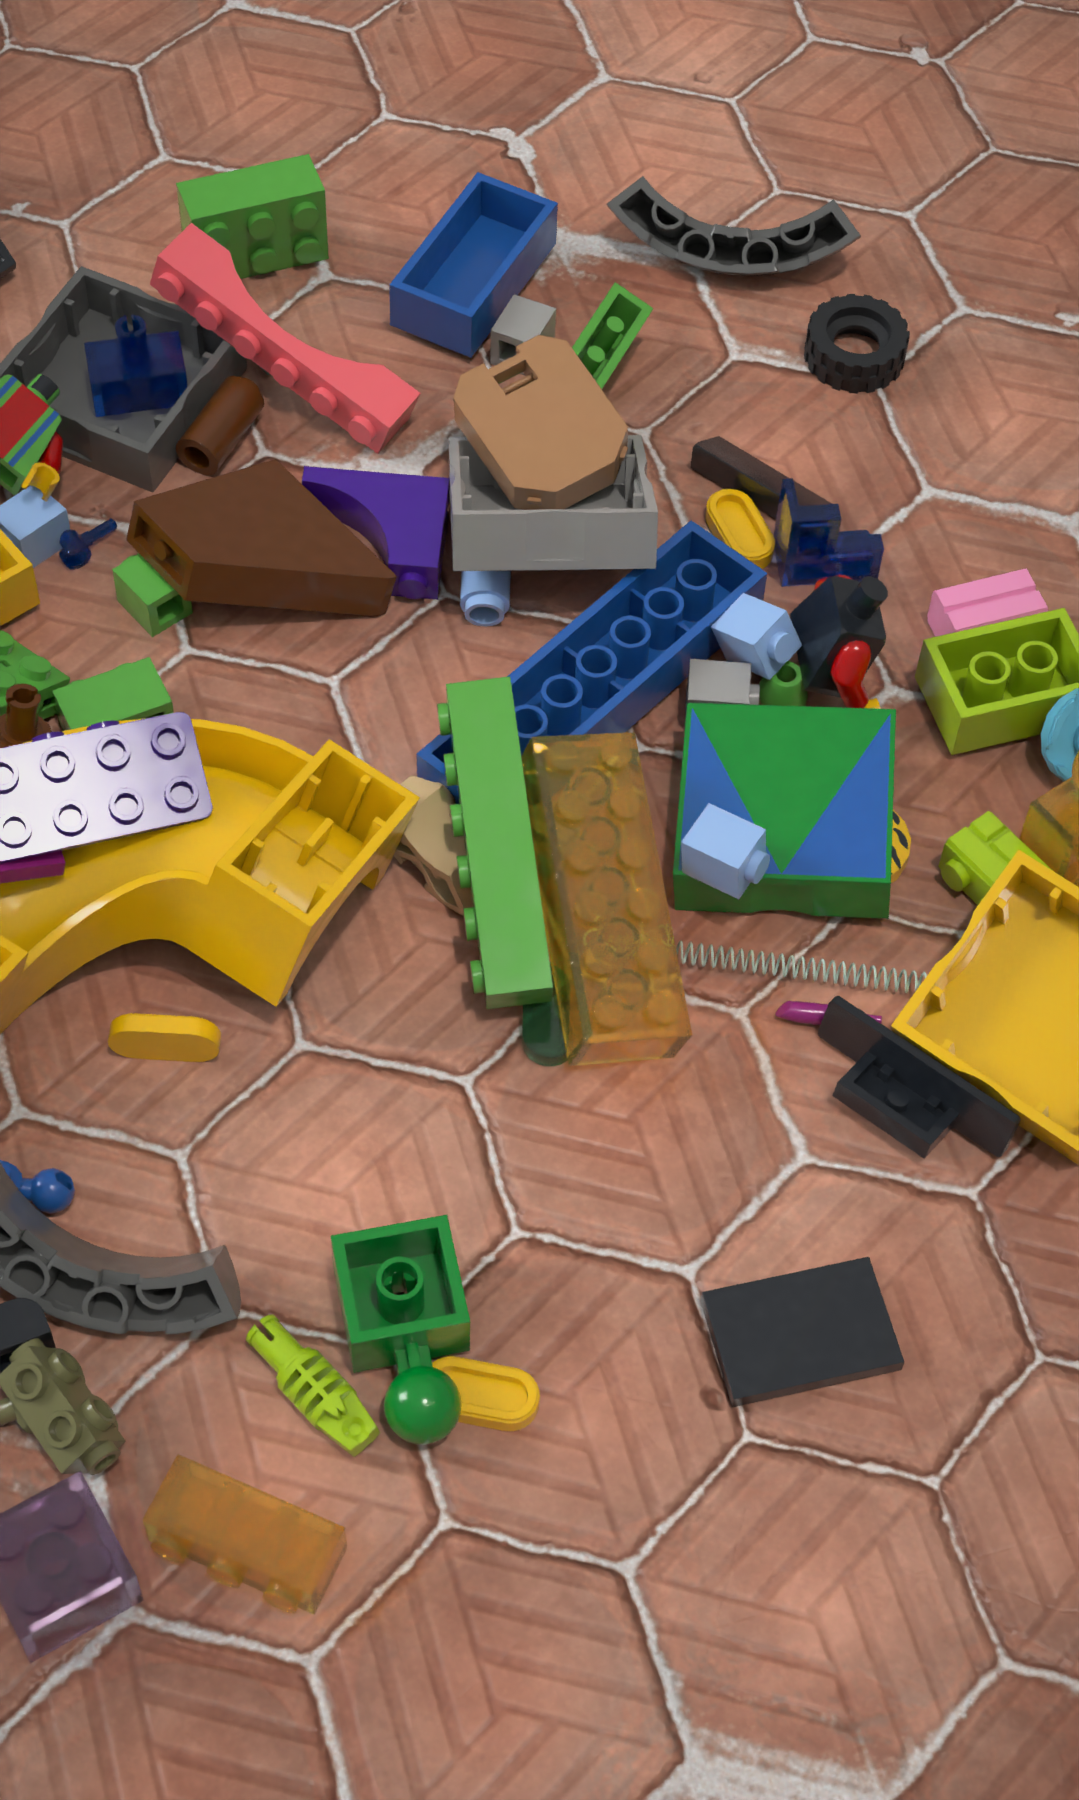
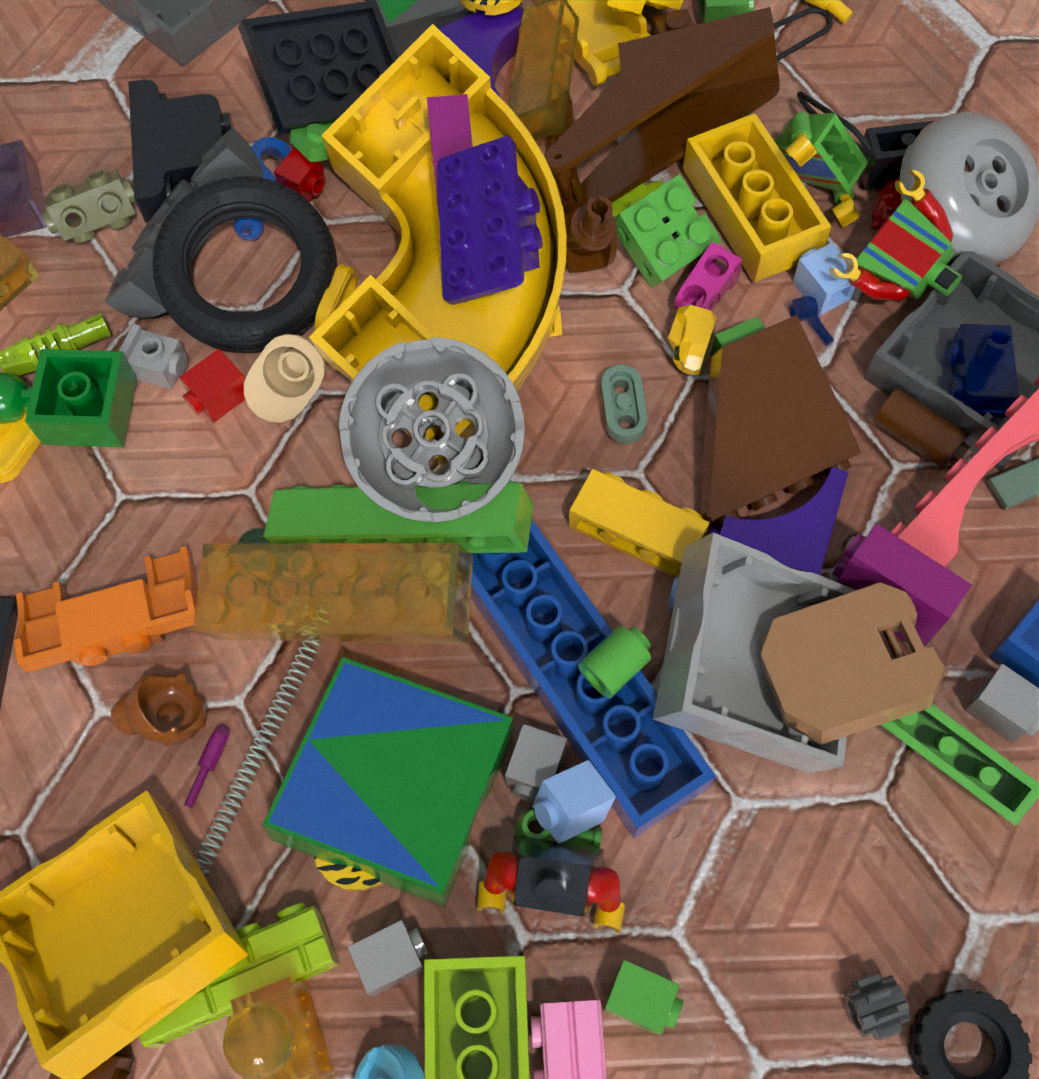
camera: 110 degrees right, 10 degrees up
(62, 636) = (709, 279): none -> dark pink leg
(118, 695) = (630, 309): bright green brick -> none
(121, 1228) = (231, 200): none -> black tyre
(146, 634) = (691, 337): none -> yellow rock
(250, 695) = (626, 406): none -> sand green plate
(299, 1053) = (284, 378): none -> tan piece
(304, 1256) = (154, 356): none -> light grey brick
(334, 1146) = (213, 386): none -> red brick
(391, 769) = (387, 400): none -> light grey brick
(408, 655) = (635, 521): none -> yellow brick
(422, 408) = (898, 564): none -> magenta brick
(606, 602) = (616, 660): none -> bright green brick
(702, 1155) = (106, 620): none -> orange bracket
(725, 851) = (329, 689): light blue brick -> none
(739, 525) = (737, 849): yellow tile -> none
(740, 471) = (791, 888): black slope -> none
(791, 1067) = (159, 698): none -> dark orange piece
(814, 547) = (691, 916): clear blue panel -> none
(848, 402) = (877, 1006): none -> dark grey gear
(909, 1090) = (105, 789): black bracket -> none
(913, 571) = (644, 999): none -> bright green brick
(963, 780) = (389, 957): none -> light grey brick

